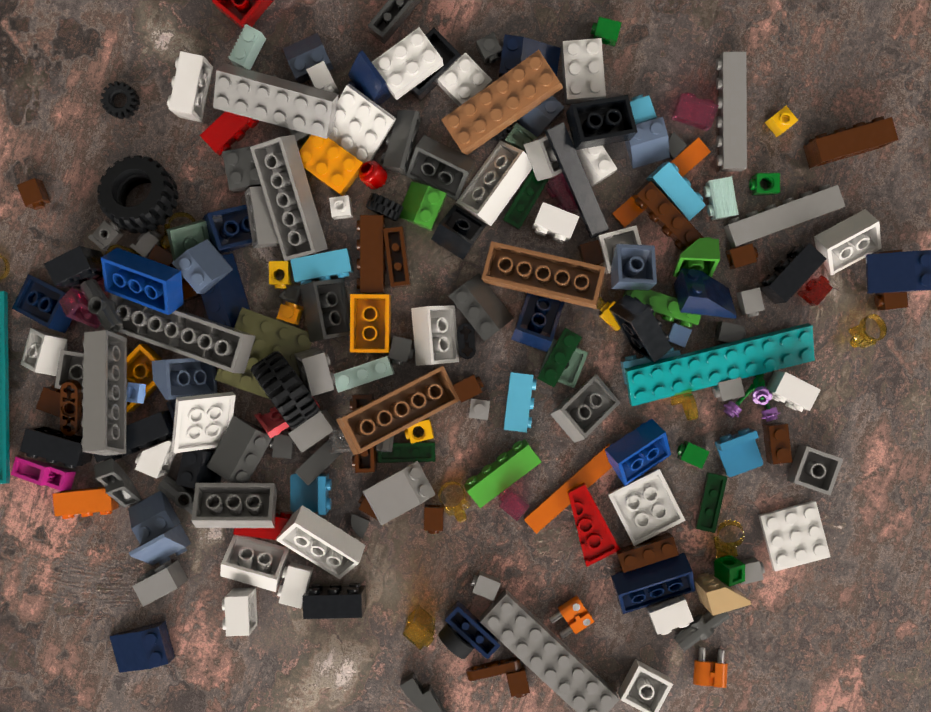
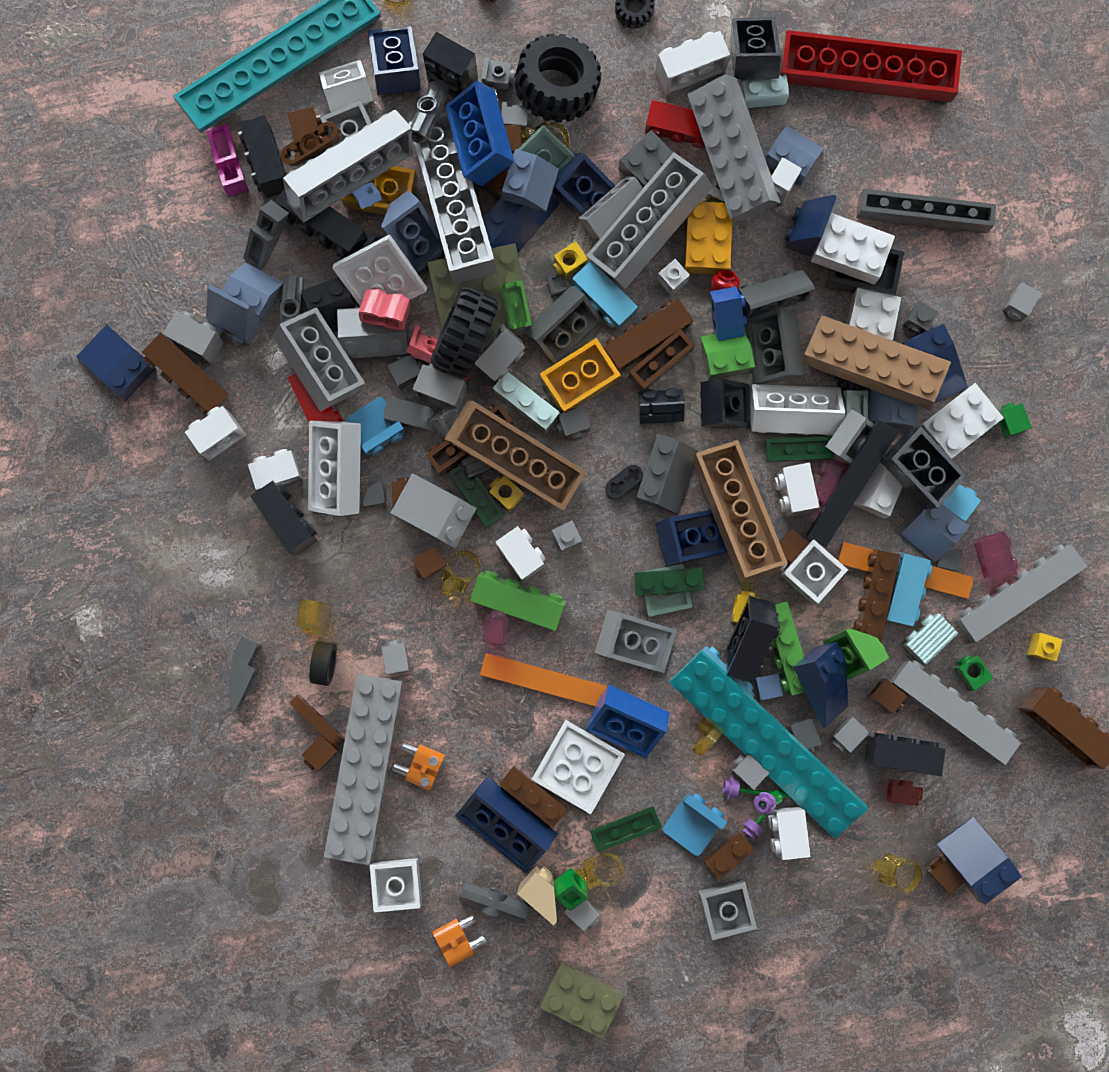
camera: 50 degrees right, 5 degrees down
(76, 307) = (412, 88): clear pink brick -> none
(83, 502) = (224, 216): orange brick -> none
(156, 460) = (314, 257): white slope -> none
(182, 606) = (185, 373): none -> reddish brown brick
(210, 33) = (755, 48): none -> black brick
(229, 434) = (384, 309): none -> coral brick
(254, 562) = (271, 416): white slope -> none
(287, 336) = (515, 304): none -> bright green hinge
(290, 312) = (538, 294): light orange brick -> none
(360, 124) = (764, 243): white plate -> none
(384, 207) = (702, 317): black tyre -> none
(393, 186) = (727, 313): none -> blue brick
(429, 279) = (661, 406): none -> black brick
(435, 335) = (610, 447): white slope -> none
(468, 387) = (581, 511): reddish brown brick -> none
(470, 450) = (520, 553): none -> white brick
(472, 630) = (343, 673): dark blue brick -> none
(519, 402) = (599, 571): medium azure brick -> none
(592, 529) = (519, 729): red wing -> none
(633, 267) = (805, 592): sand blue slope -> none
(670, 615) = (485, 862): white brick -> none
(692, 454) = (661, 777): green brick -> none
(794, 535) = (647, 937): white plate -> none
(808, 610) = (581, 999): none -> olive brick
(849, 241) = (973, 793): white slope -> none

